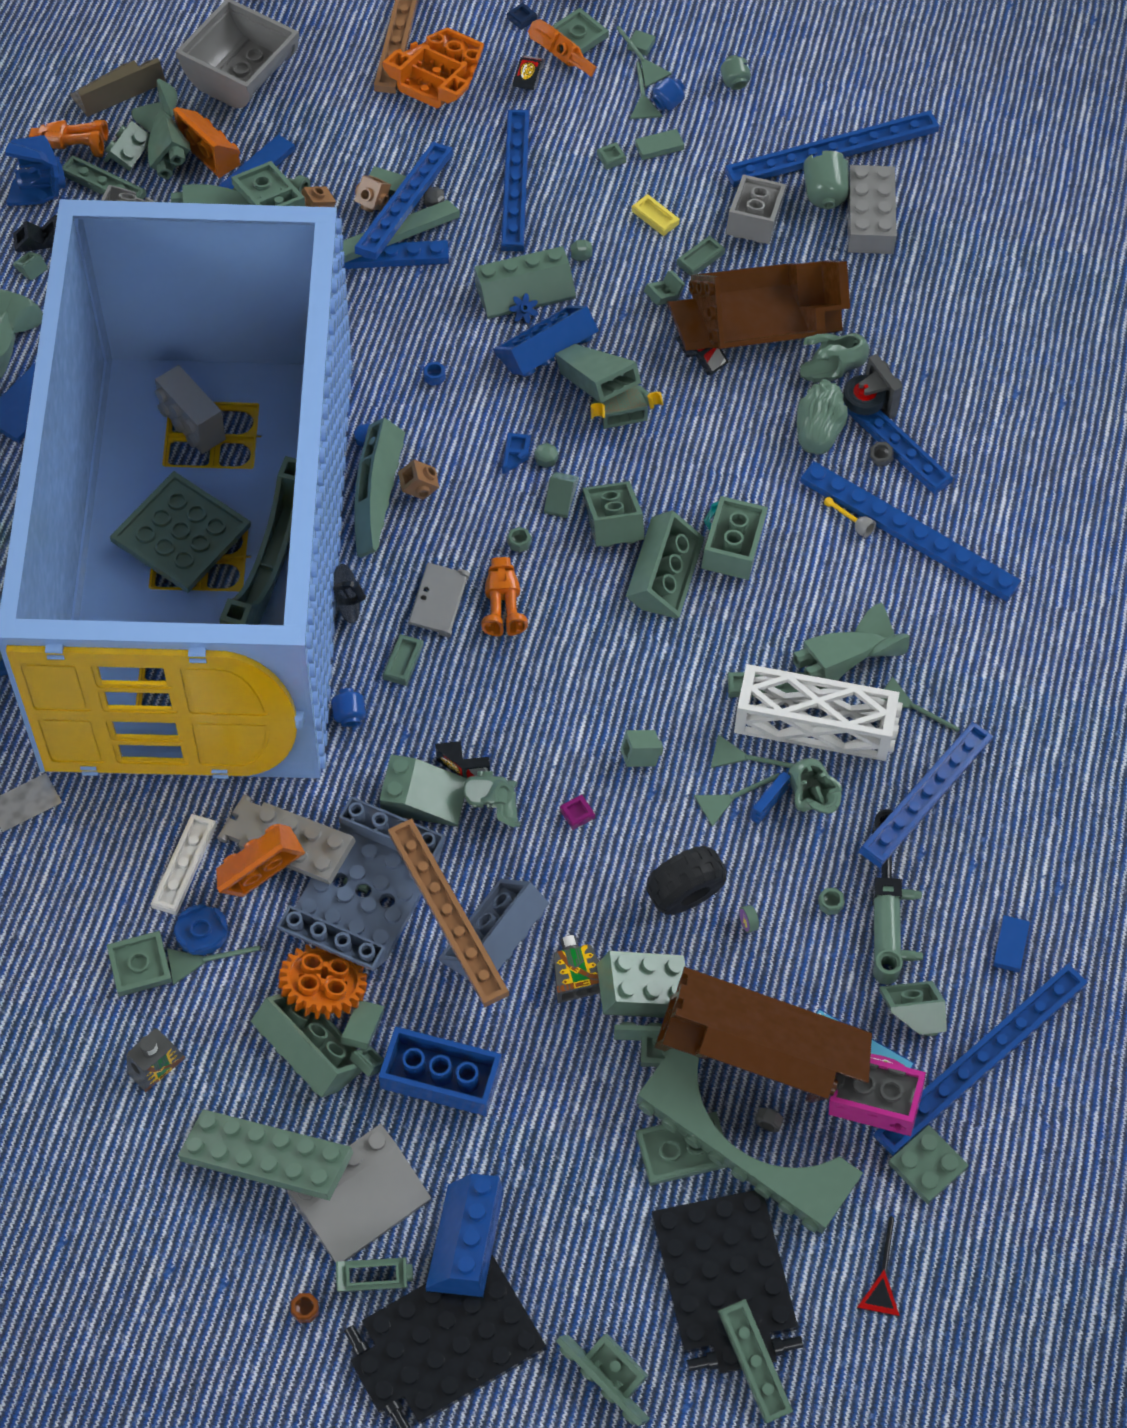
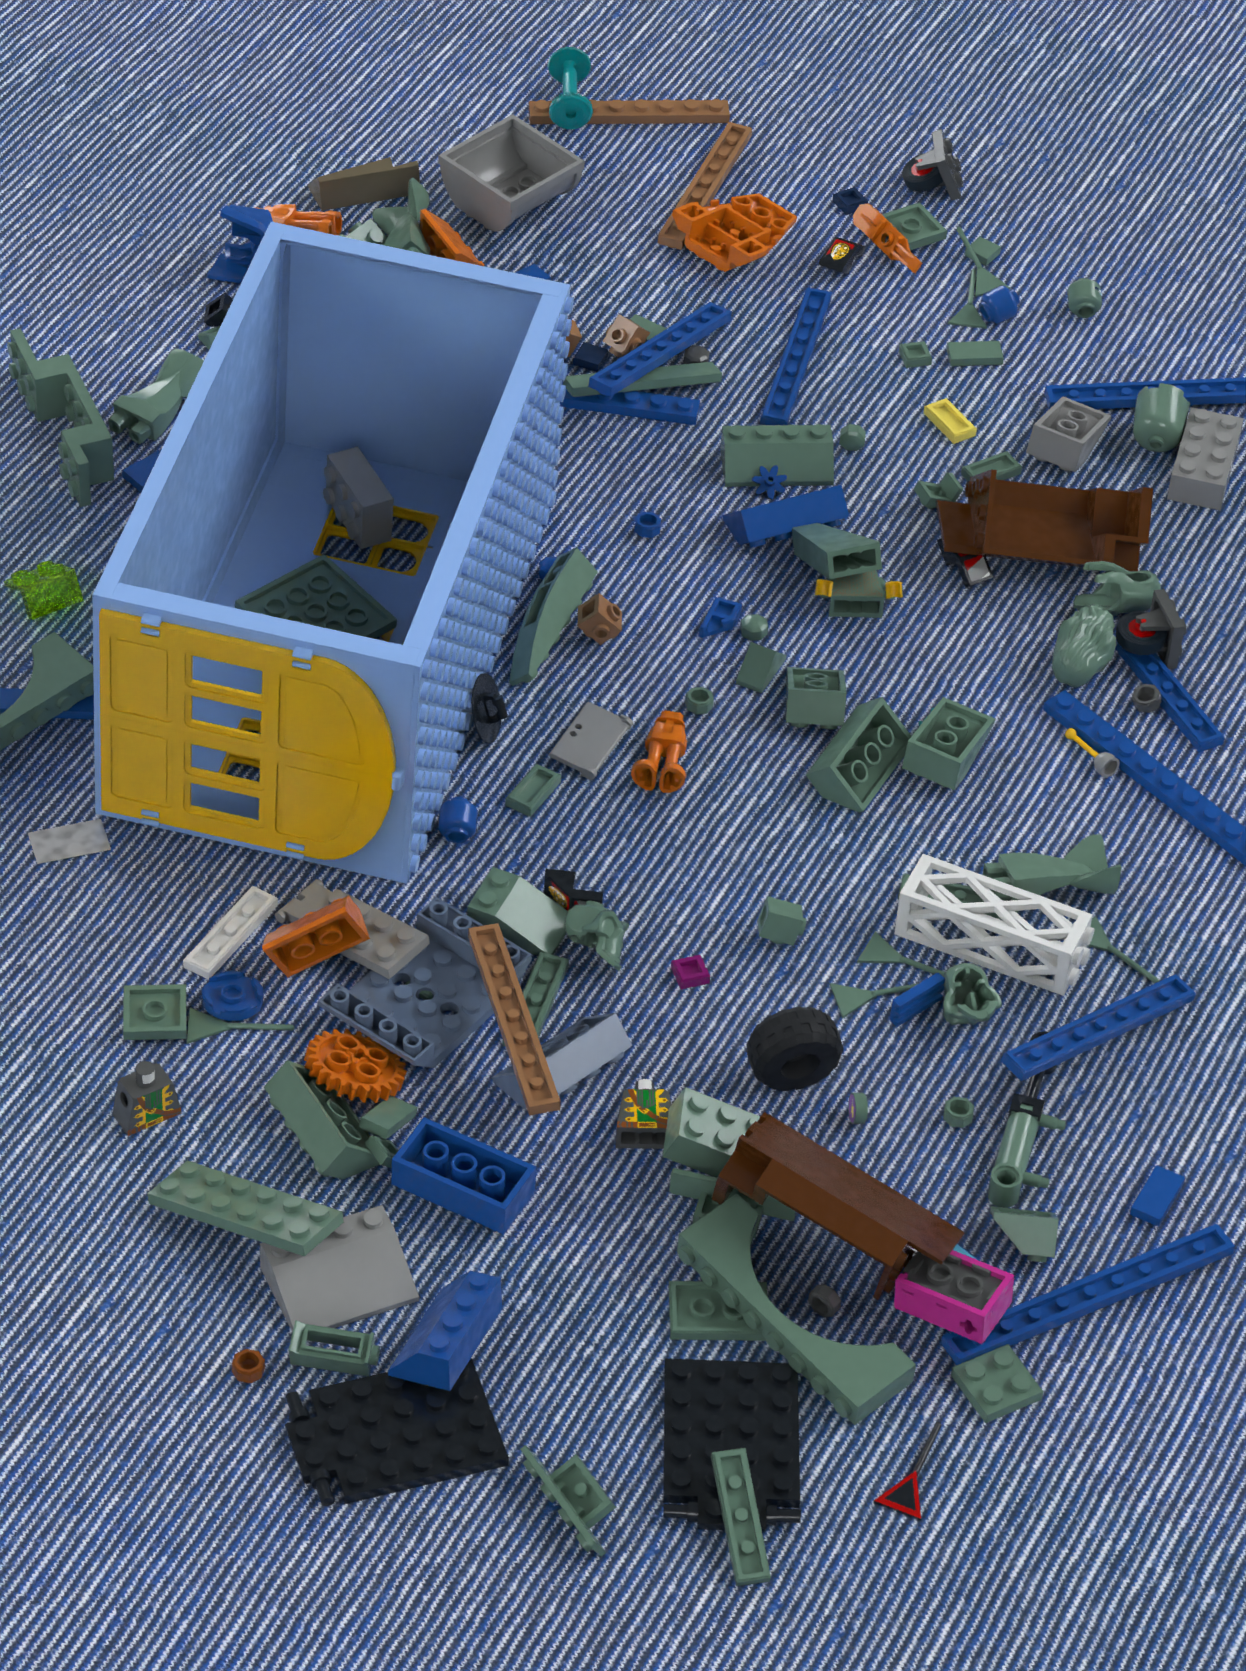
camera: 10 degrees right, 15 degrees down
(349, 215) = (590, 357): none -> dark blue tile
(458, 860) = (543, 987): none -> sand green tile

